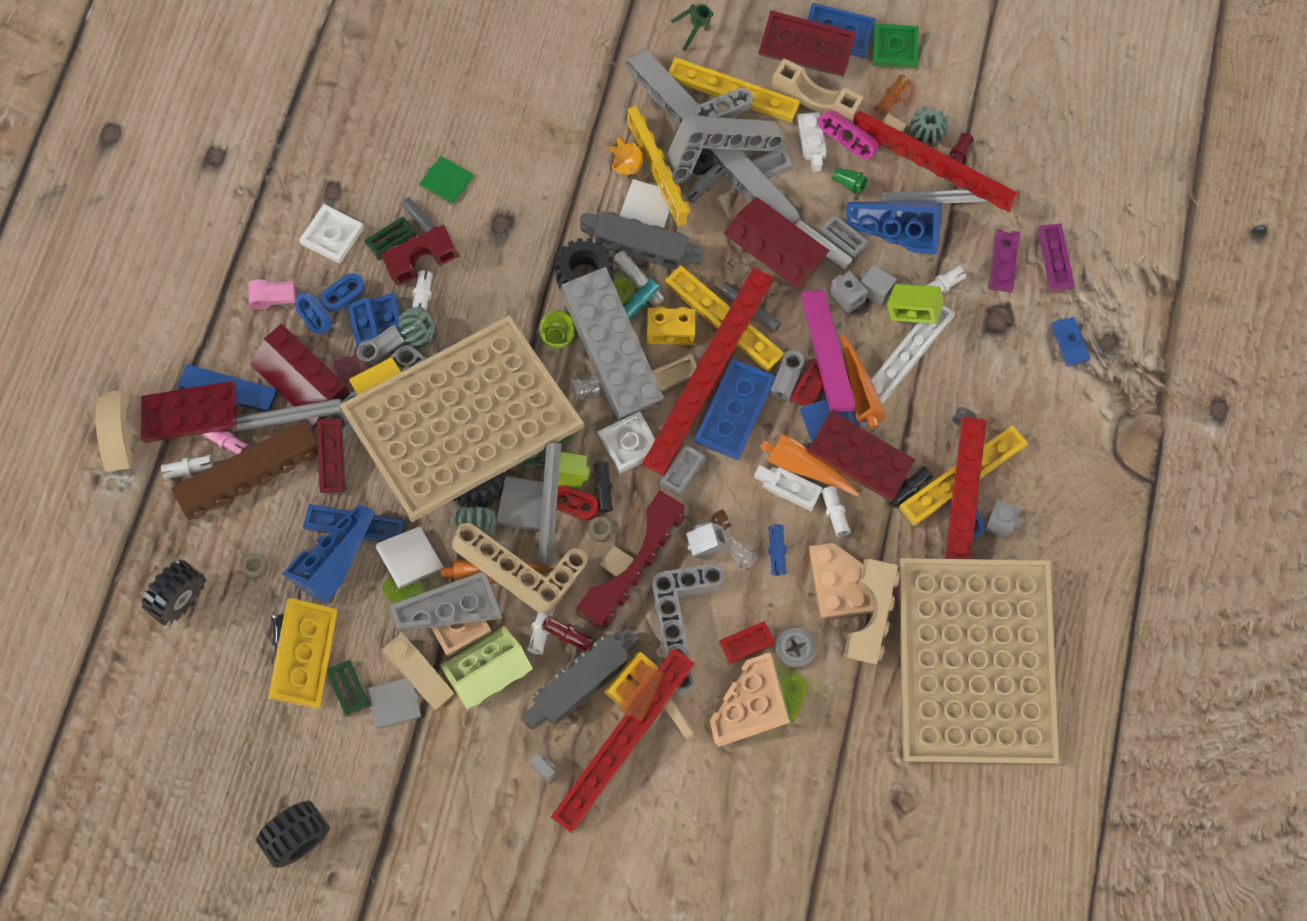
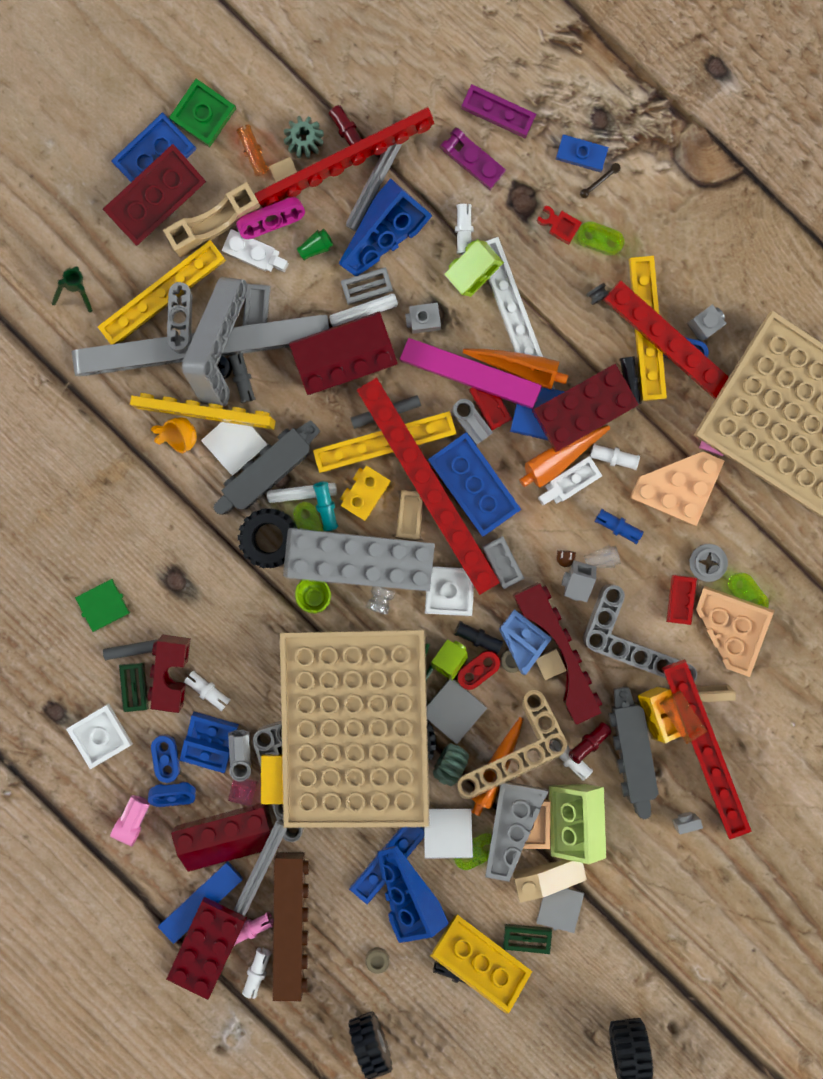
camera: 55 degrees left, 20 degrees up
(112, 430) = (185, 1024): tan arch -> none
(331, 455) = (318, 851): dark red tile -> none
(417, 327) = (241, 715): sand green gear -> none
(549, 503) = (472, 695): light grey axle -> none
(624, 525) = (523, 640): none -> medium blue wing
(878, 283) = (431, 287): light grey brick -> none
(878, 580) = (741, 504): tan arch -> none
(998, 357) = (563, 226): none -> red plate
(1013, 395) = (601, 235): none -> clear neon green plate
(1077, 376) = (615, 168): none -> dark brown hinge

